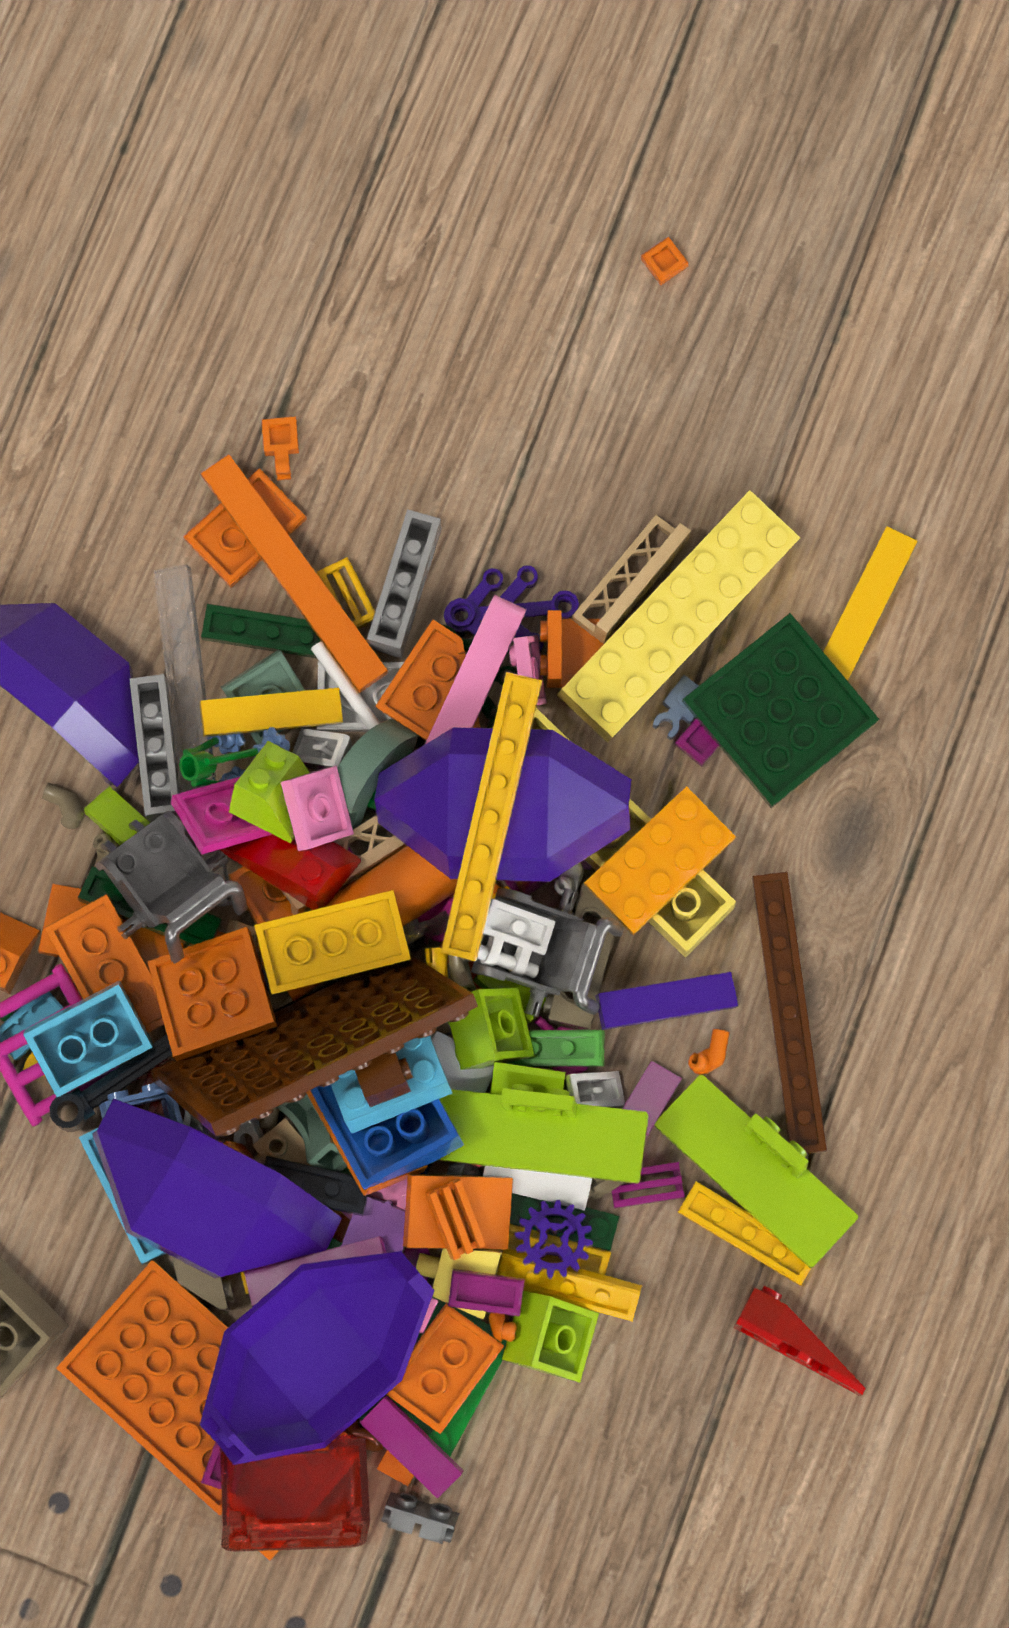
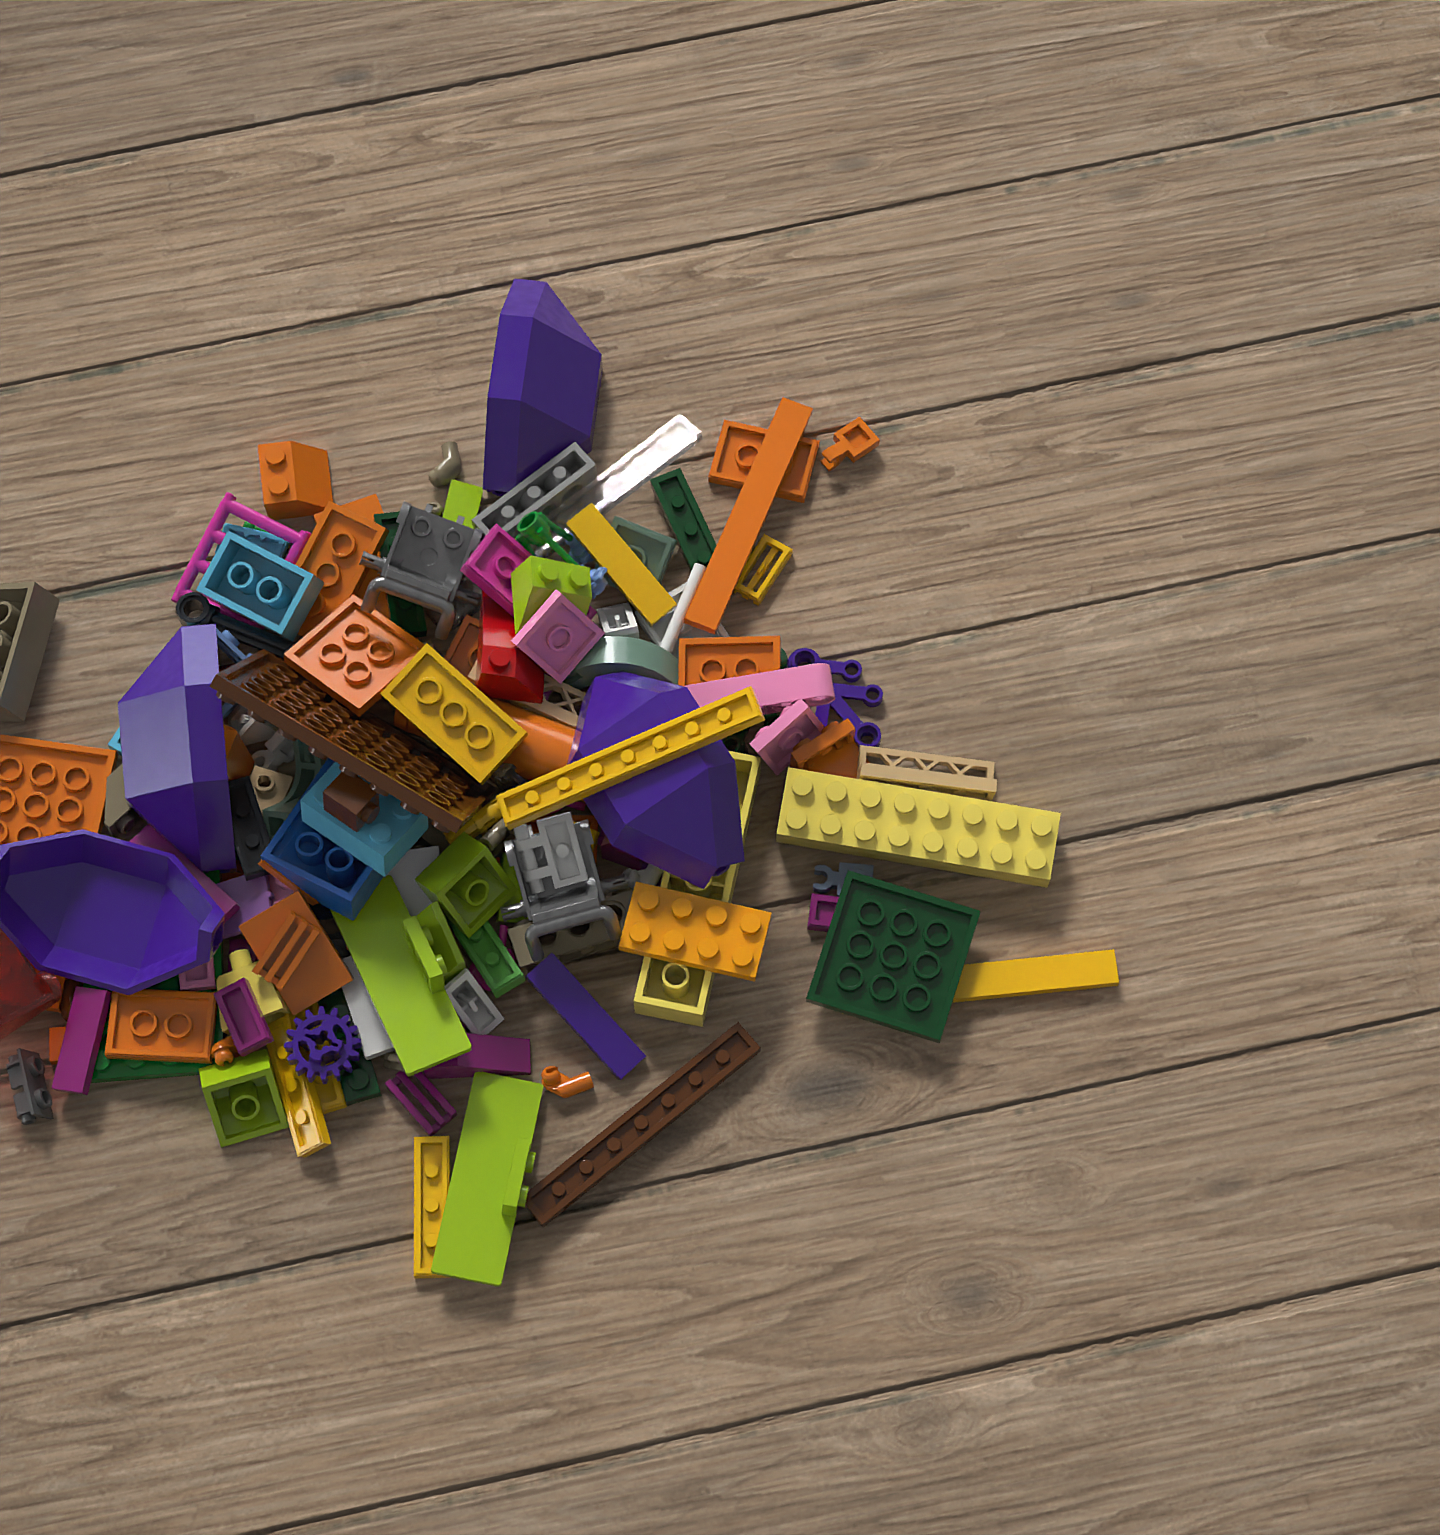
camera: 55 degrees right, 10 degrees down
(404, 583) = (798, 601): light grey brick -> none
(664, 261) = (1214, 640): orange tile -> none
(782, 1330) = (365, 1272): red wedge -> none

